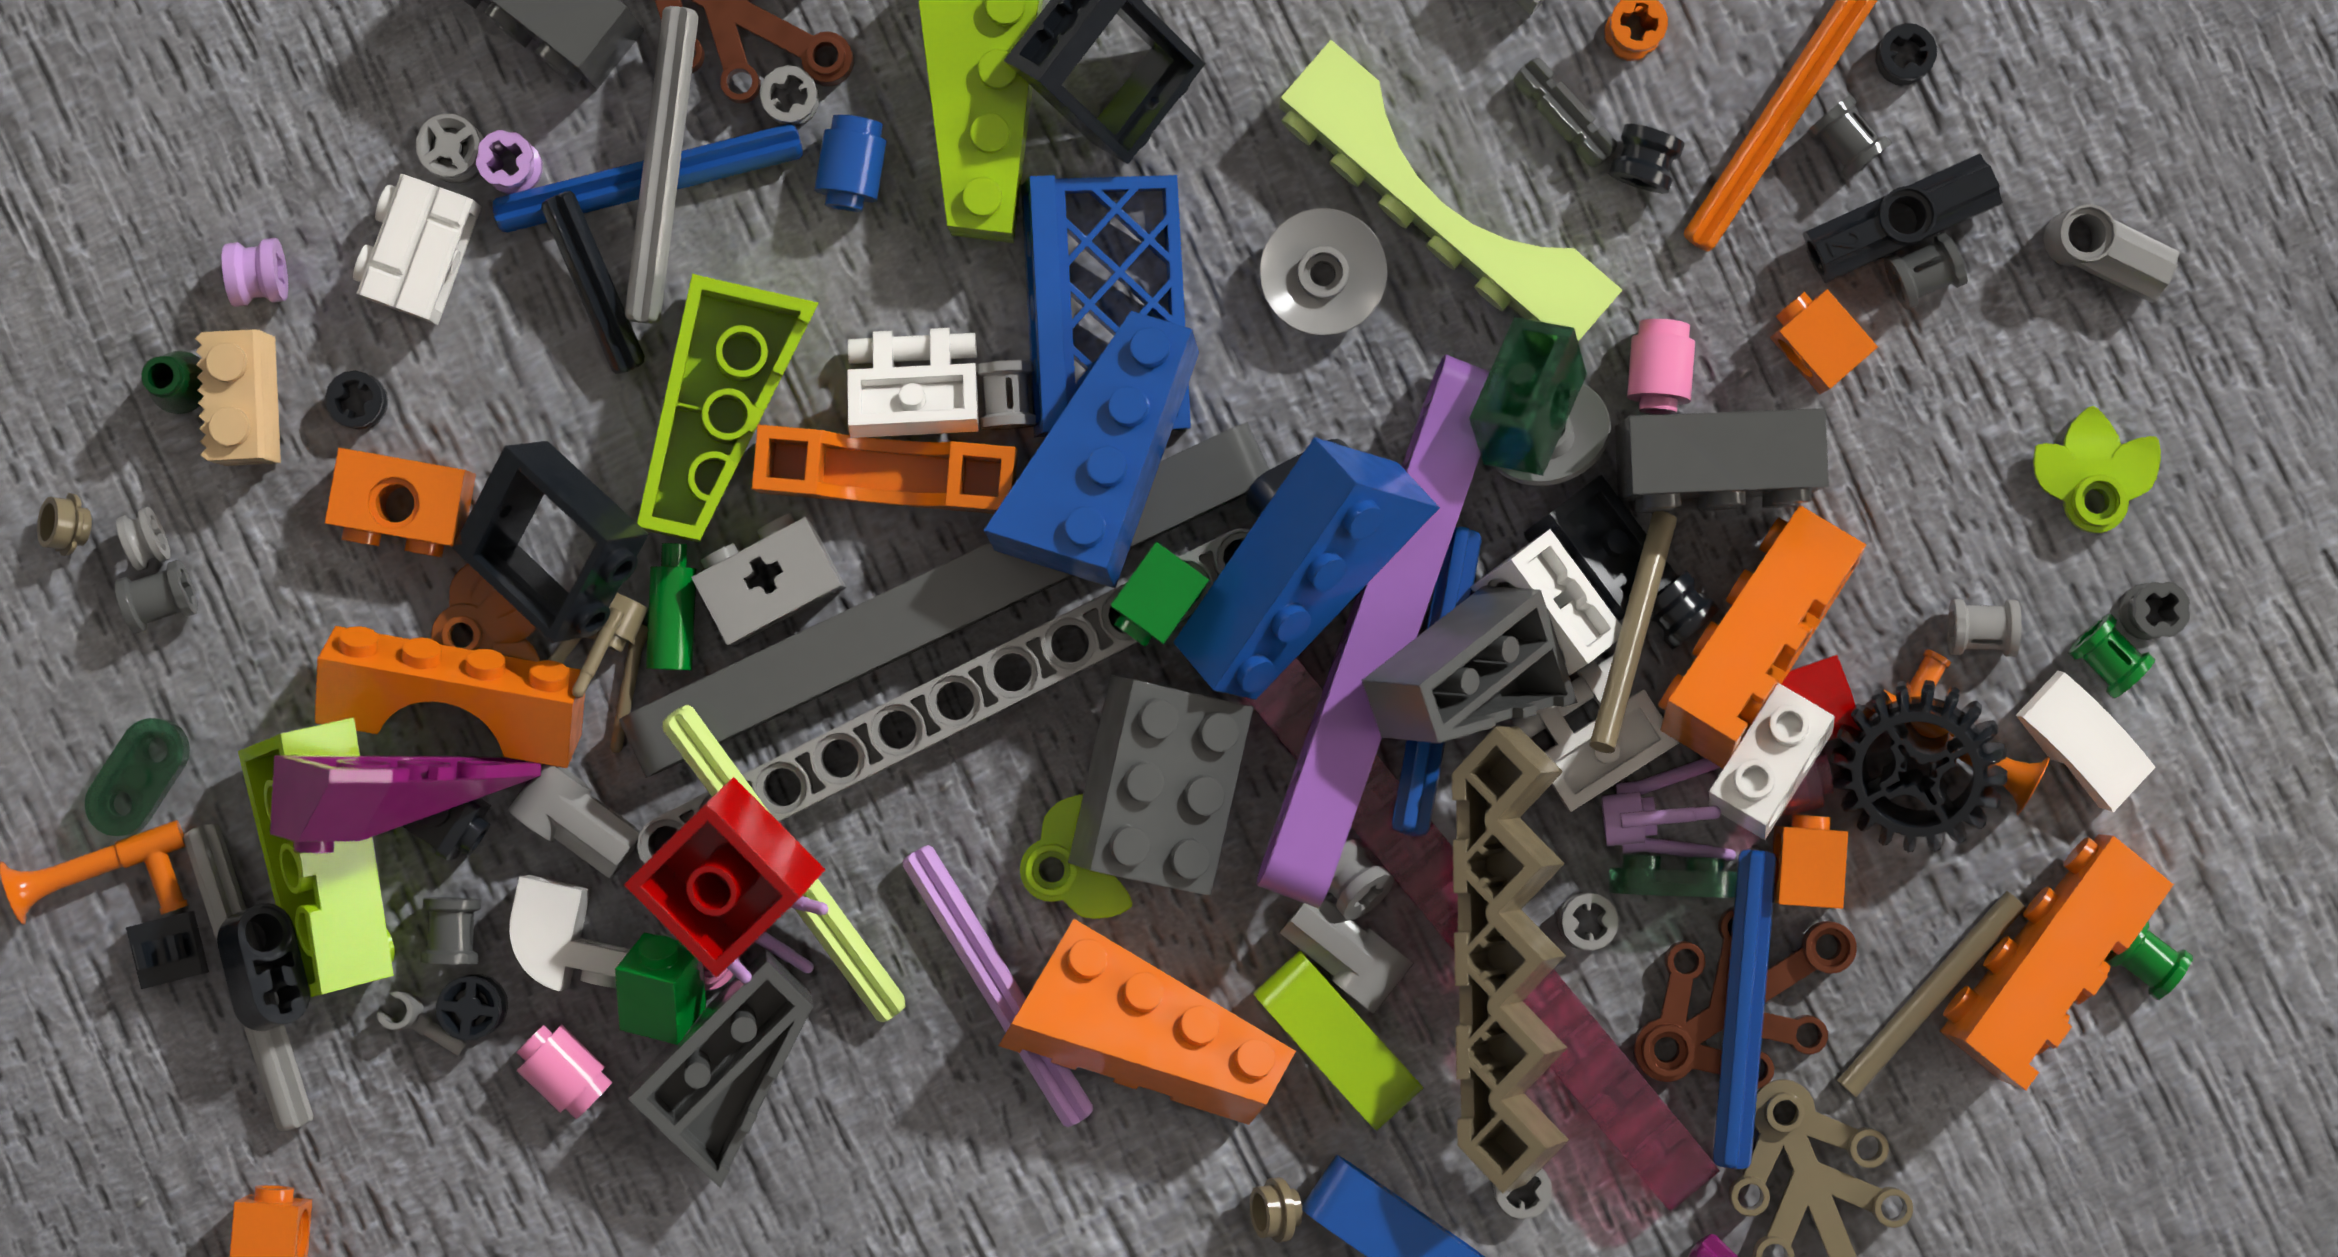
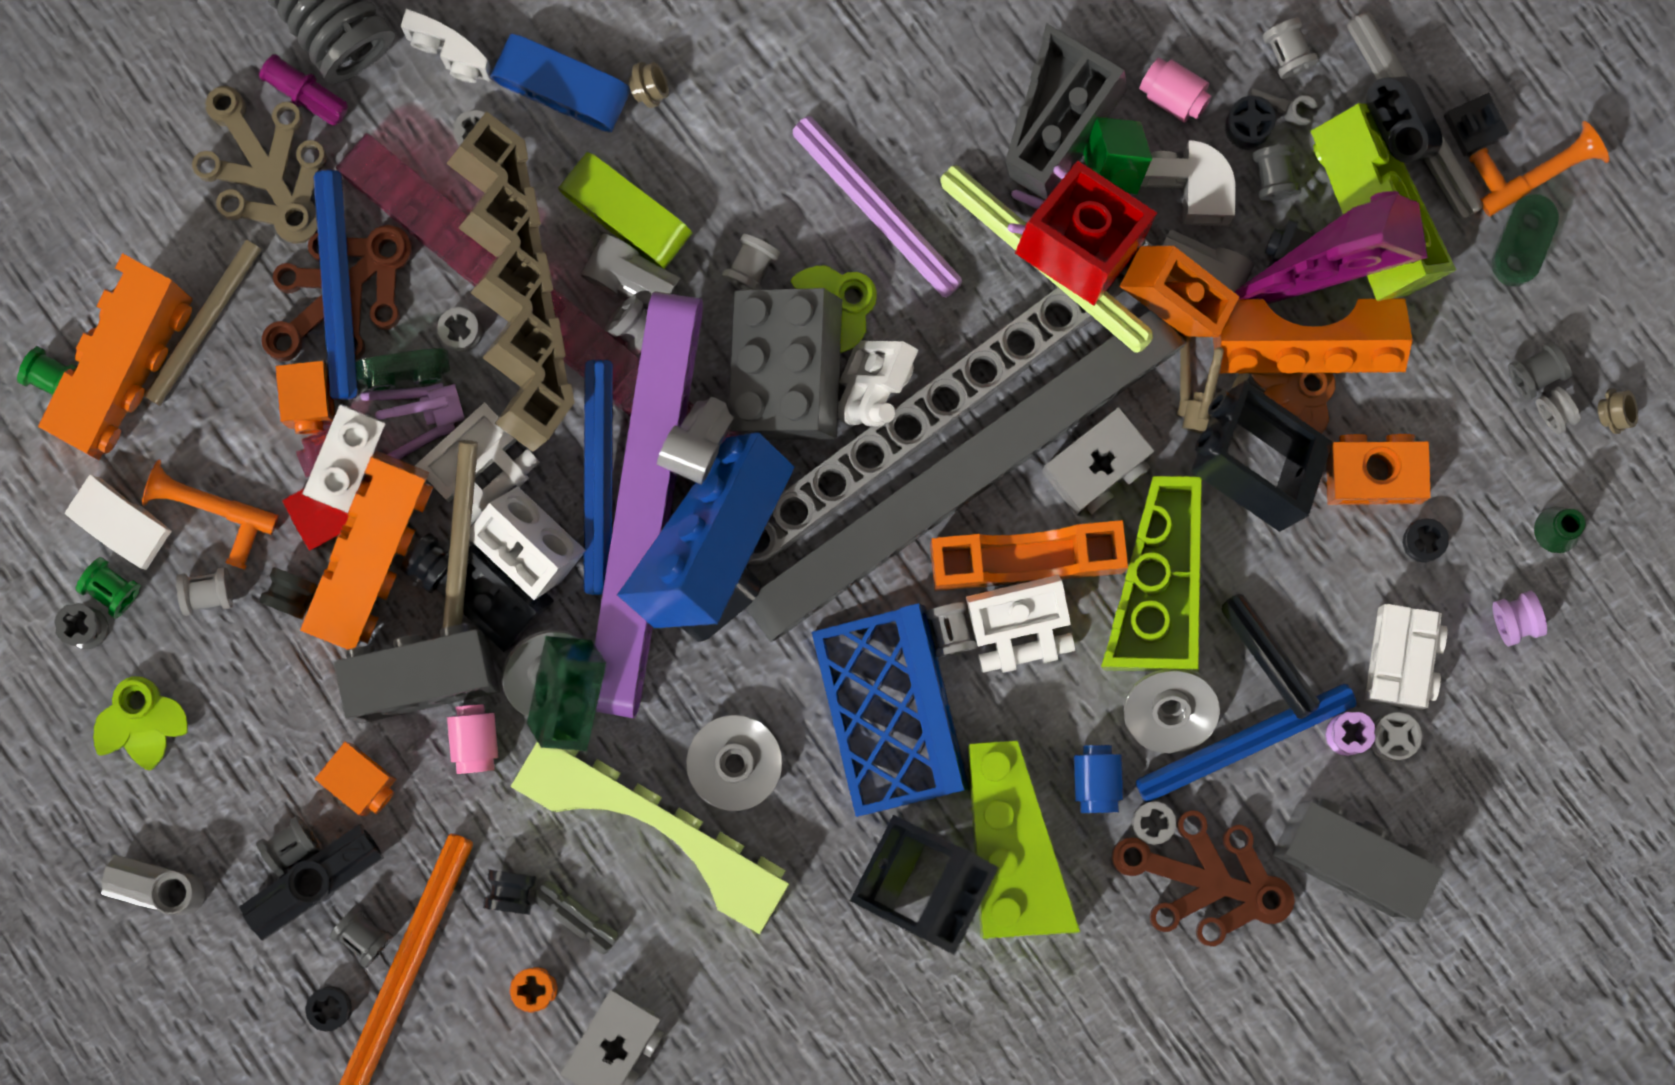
camera: 170 degrees right, 5 degrees down
(239, 397) = (1510, 523): tan brick -> none
(396, 1099) = (1290, 48): none -> light grey bush
(615, 781) = (1179, 291): none -> orange brick
(661, 165) = (1237, 750): light grey axle -> none
(671, 611) = (1164, 427): green cylinder -> none
(737, 233) = (1176, 726): none -> light grey dish
(1046, 748) = (870, 377): none -> white plate
(1098, 462) = (871, 587): blue wedge -> none
(1145, 1029) = (766, 190): orange wedge -> none
(1157, 596) = (811, 495): green brick -> none
(1181, 935) = (750, 263): none -> light grey bush
(1300, 687) = (695, 444): none -> light grey piece
(1472, 669) = (573, 481): dark grey wedge -> none
(1874, 603) = (287, 593): none -> pearl dark grey wheel
(1941, 812) = (221, 449): black gear -> none

